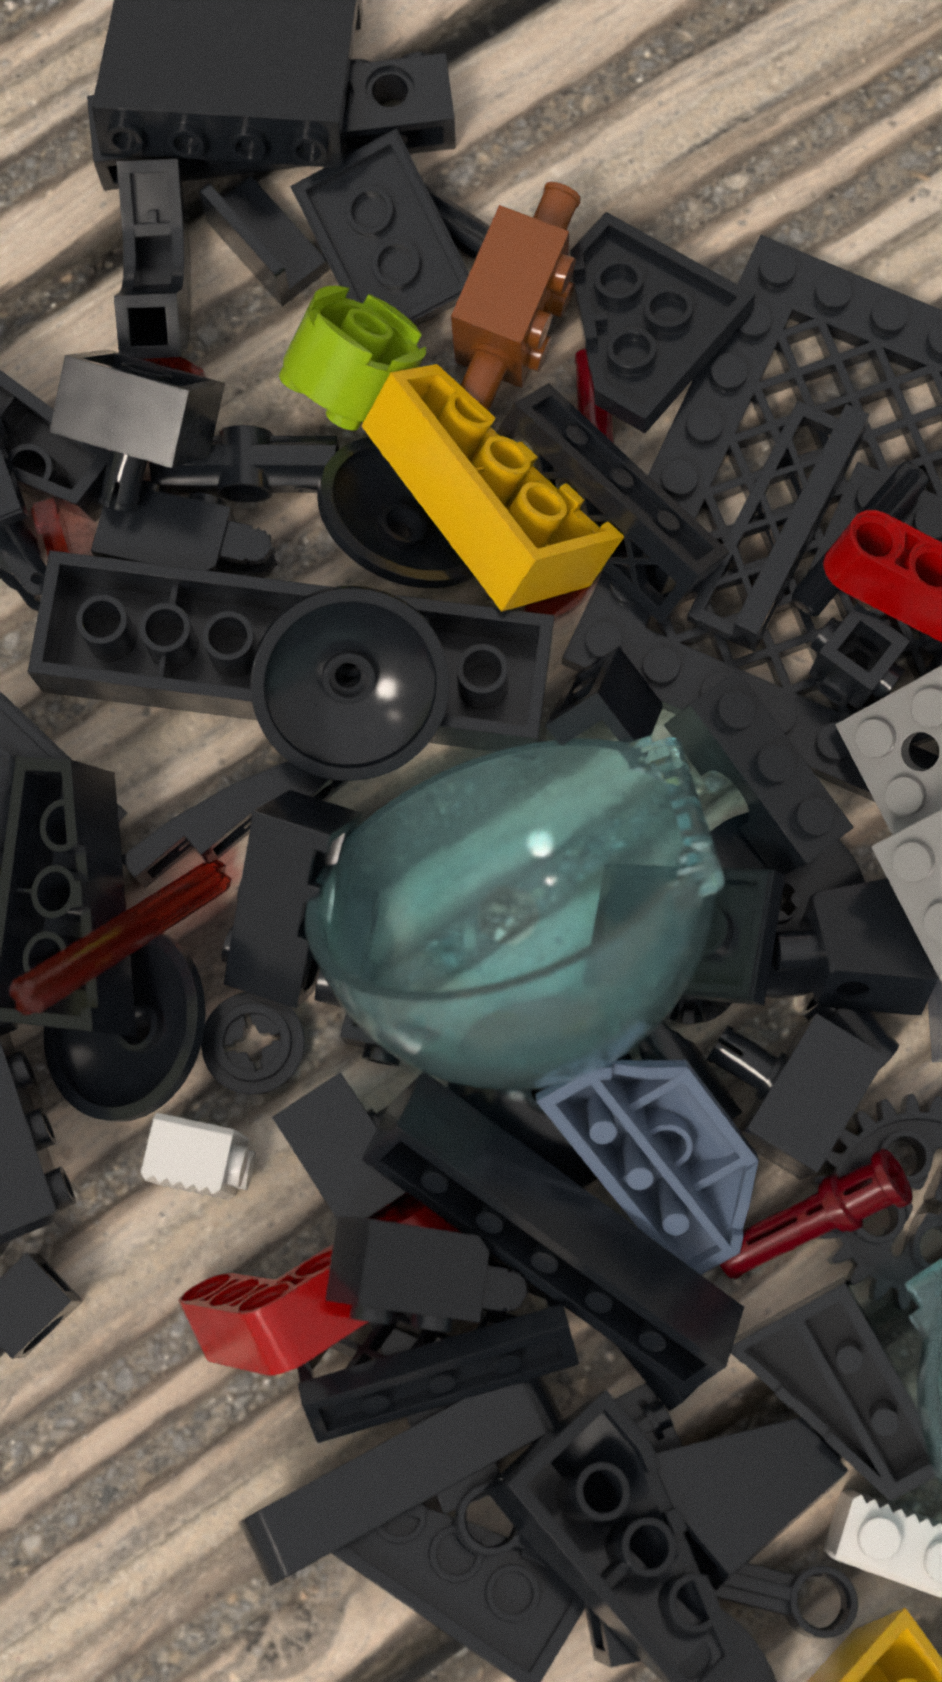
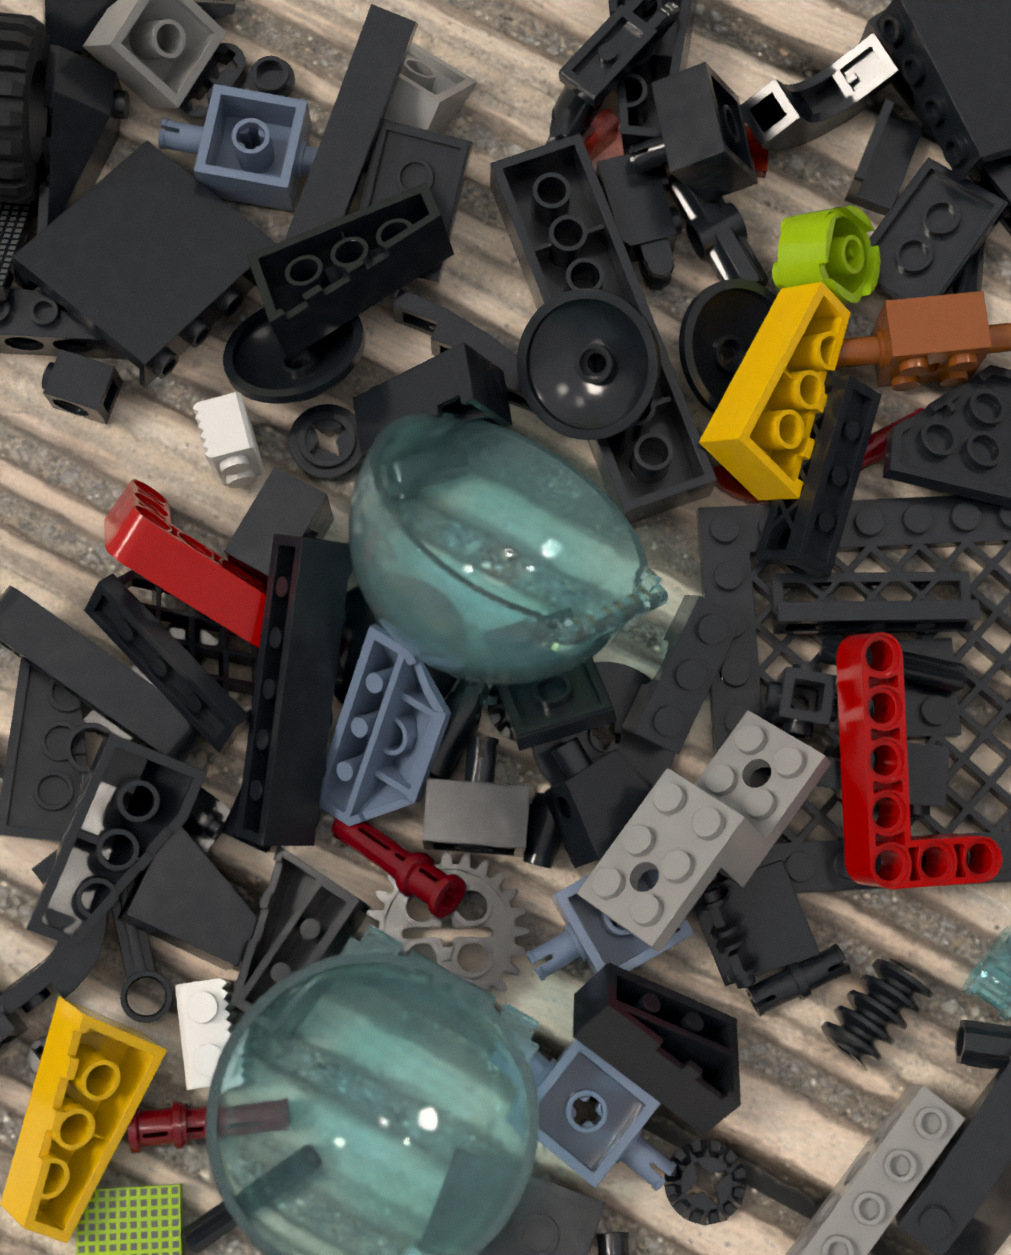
camera: 55 degrees right, 0 degrees up
(118, 938) = (339, 307): clear red axle -> none
(418, 1272) = (219, 609): black hinge -> none
(607, 692) = (681, 551): black panel -> none

